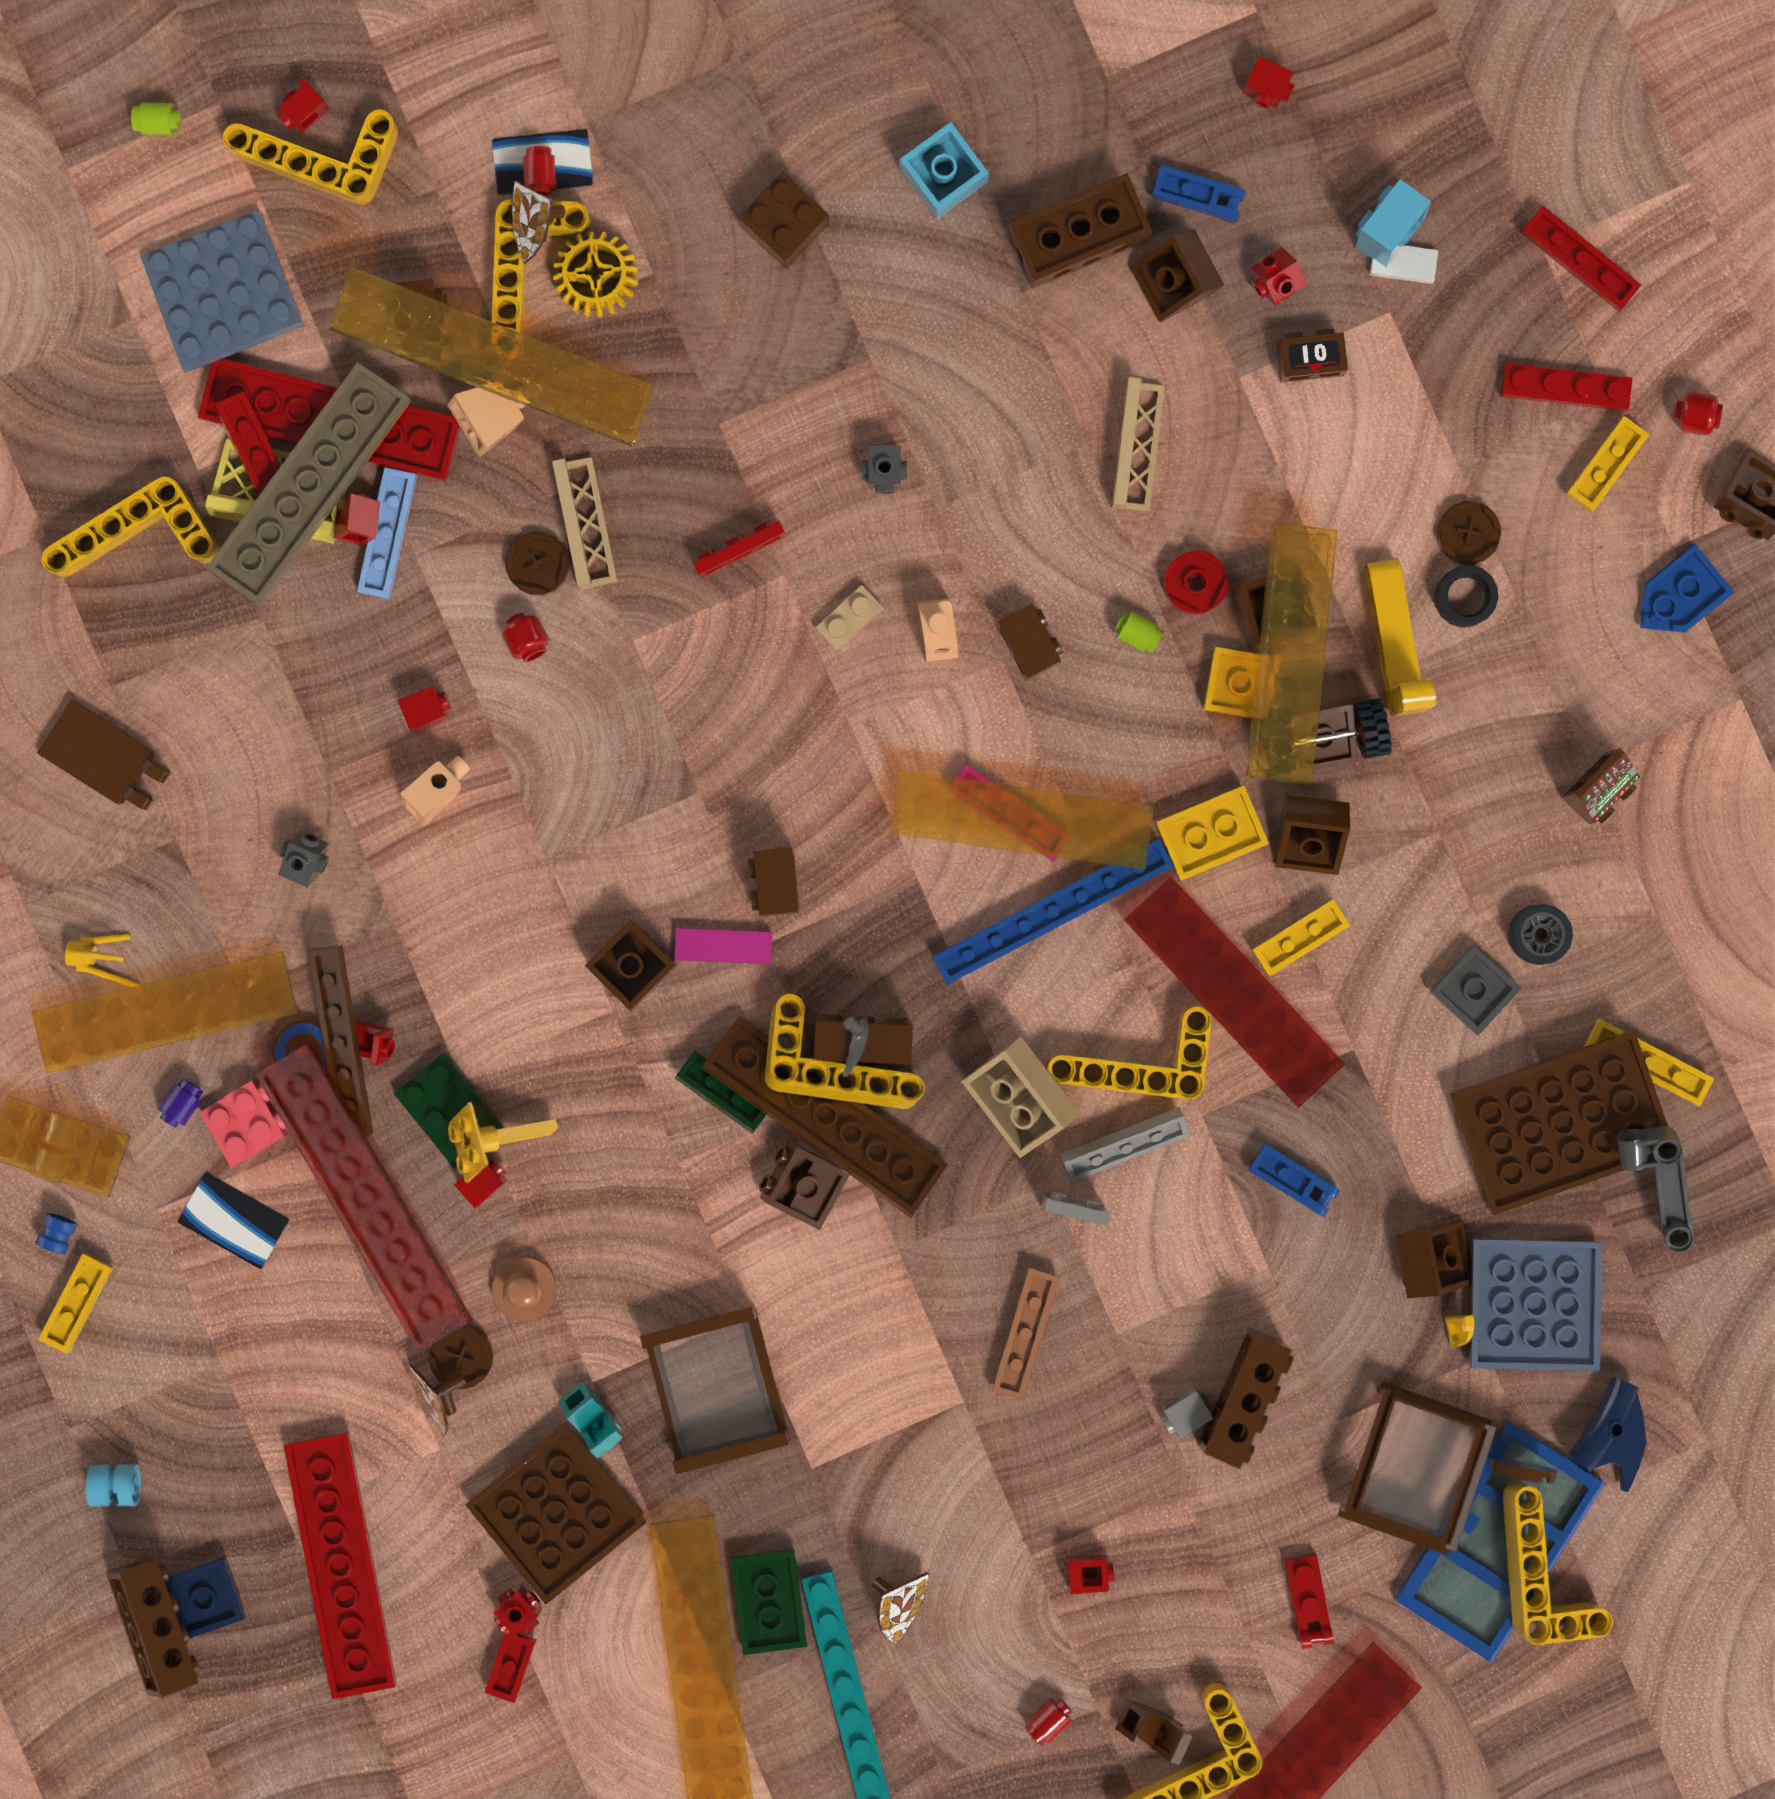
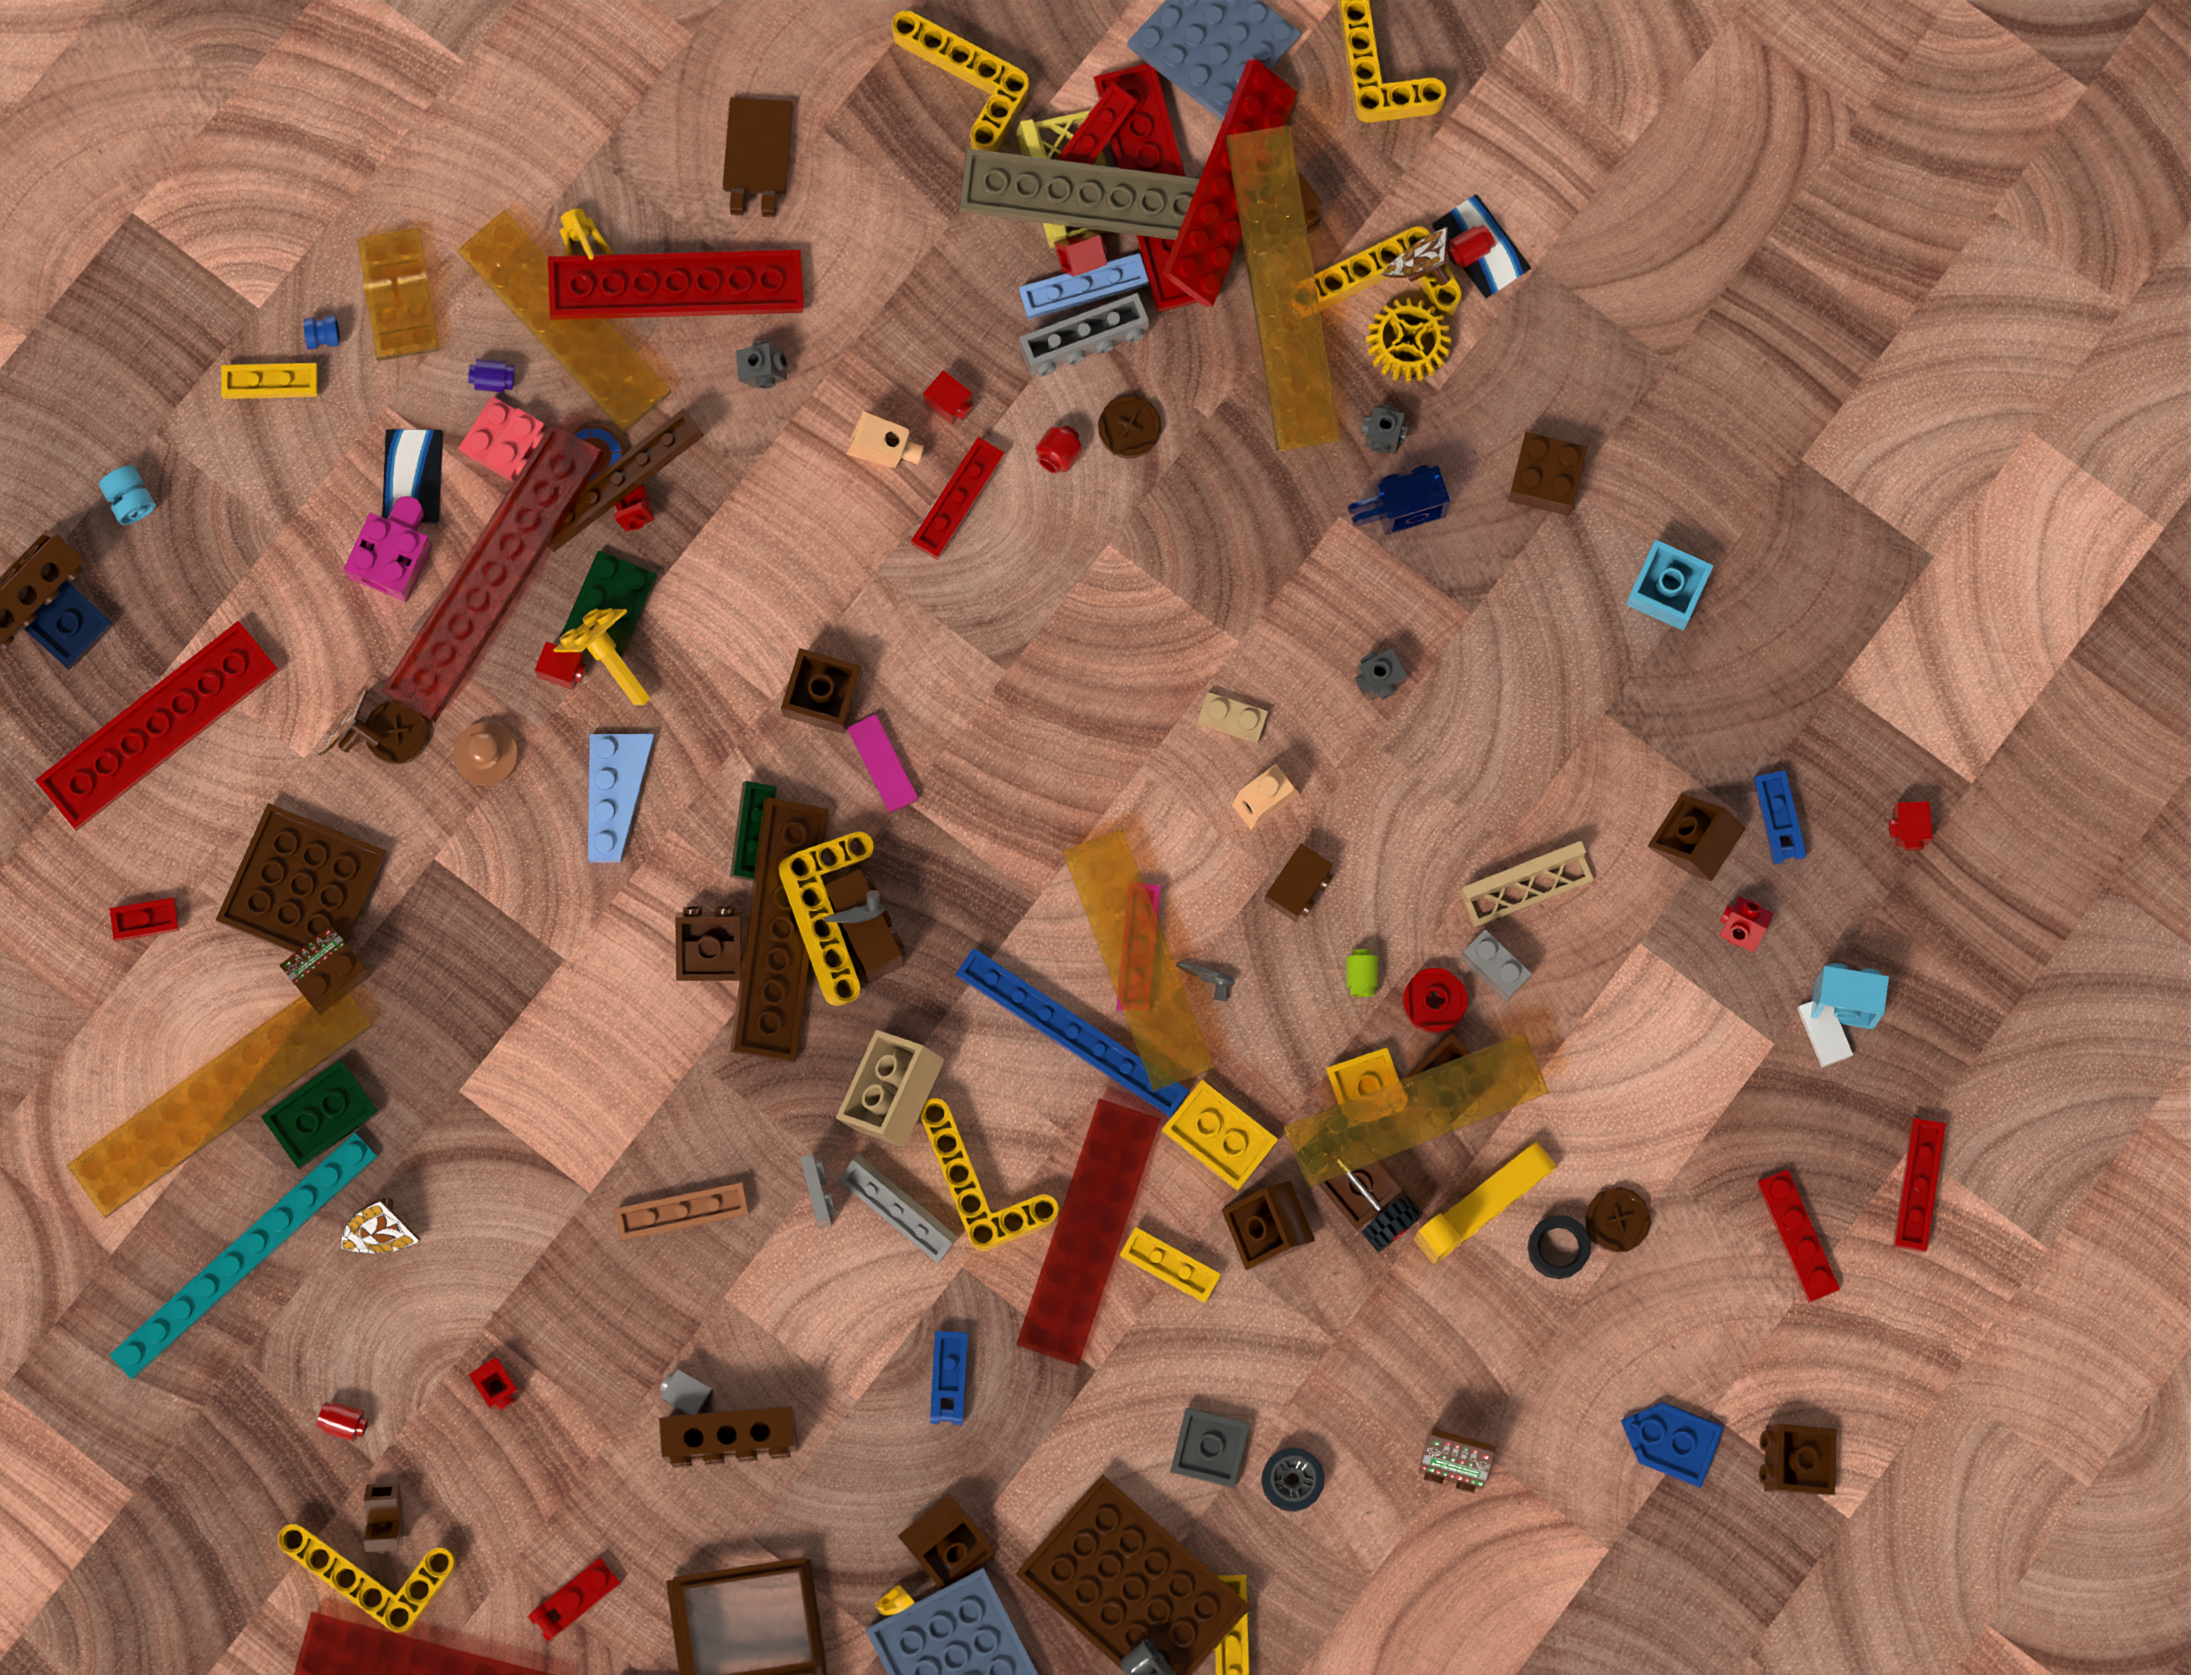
camera: 65 degrees right, 10 degrees down
(186, 896) = (675, 284): none -> red plate
(290, 1278) = (386, 549): none -> dark pink brick
(301, 108) = (1409, 22): red brick -> none
(389, 381) = (1212, 219): none -> red plate
(433, 557) = (1083, 335): none -> light grey brick
(485, 417) = (1232, 315): light nougat torso -> none
(520, 750) = (957, 498): none -> red plate
(521, 1600) = (205, 905): red brick -> none
(573, 527) = (1181, 436): tan fence -> none
(591, 1418) = (402, 870): teal brick -> none
(612, 1189) = (615, 780): none -> light blue wing
(644, 1534) = (325, 970): none -> reddish brown slope
(670, 351) = (1382, 439): none -> dark grey brick
(717, 1389) = (488, 966): clear piece -> none
(738, 548) = (1239, 589): red plate -> none
(742, 359) = (1404, 501): none -> clear blue brick
(774, 882) = (962, 774): reddish brown brick -> none
(1065, 766) = (1208, 975): none -> dark grey bar
(1084, 210) = (1687, 709): reddish brown brick -> none
(1196, 513) = (1495, 966): none -> light grey brick
(1312, 356) = (1693, 993): brick -> none
(1607, 464) = (1749, 1309): yellow plate -> none
(1699, 413) = (1842, 1366): red head -> none

